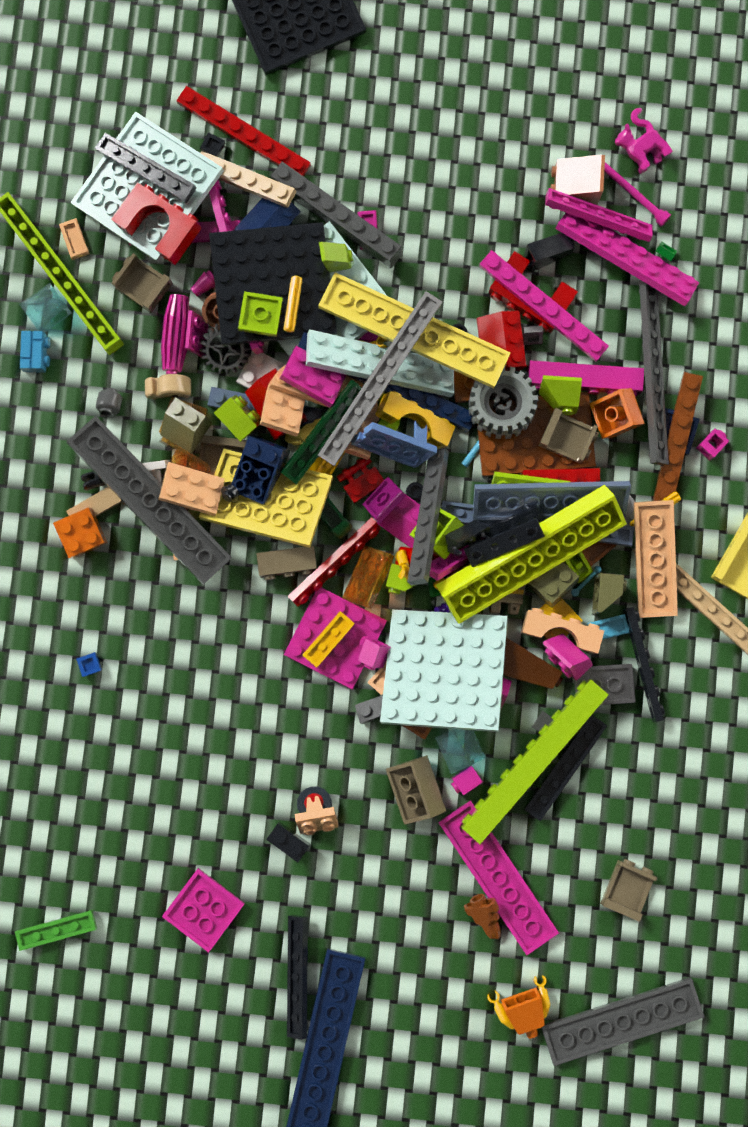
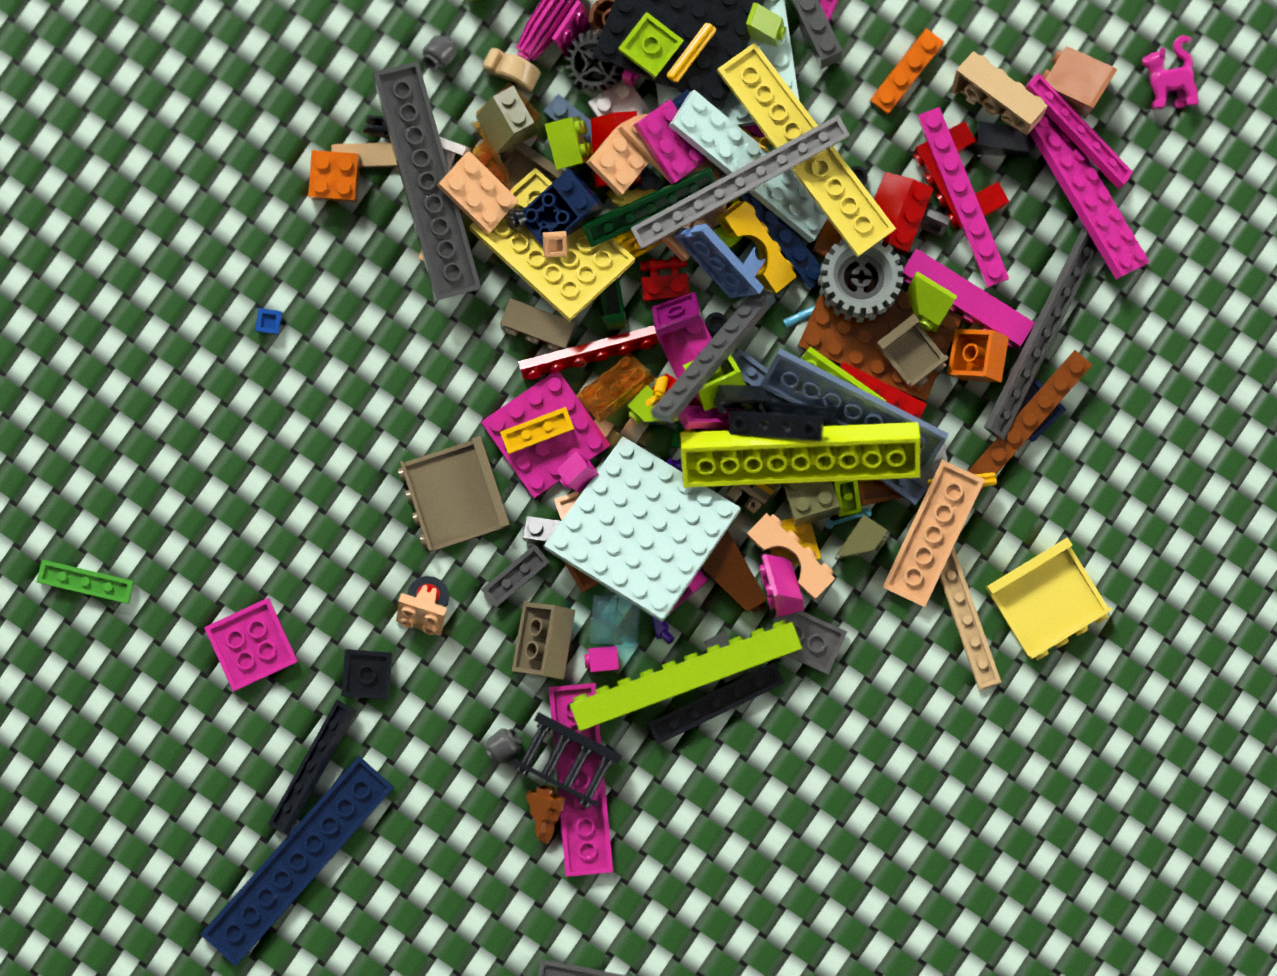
camera: 25 degrees right, 0 degrees up
(268, 496) = (554, 244): none -> light nougat tile
(288, 841) = (379, 621): black brick -> none
(292, 718) = (454, 495): none -> dark tan panel
(300, 885) = (367, 674): none -> black plate
(369, 753) = (515, 576): none -> dark grey plate
(429, 883) = (503, 745): none -> dark grey head
(452, 238) = (906, 71): none -> orange plate
(490, 851) = (565, 737): none -> black fence
(498, 736) = (661, 630): none -> dark purple bar
(524, 1010) = (532, 931): orange torso -> none
(528, 217) = (998, 93): none -> tan wedge
(613, 626) = (848, 582): medium azure tile -> none
(628, 889) = (712, 867): dark tan panel -> none
(646, 672) = (863, 629): black plate -> none
(660, 215) = (1148, 168): dark pink piece -> none
(665, 251) = (1131, 209): green plate -> none
(720, 440) = (1073, 437): dark pink brick -> none

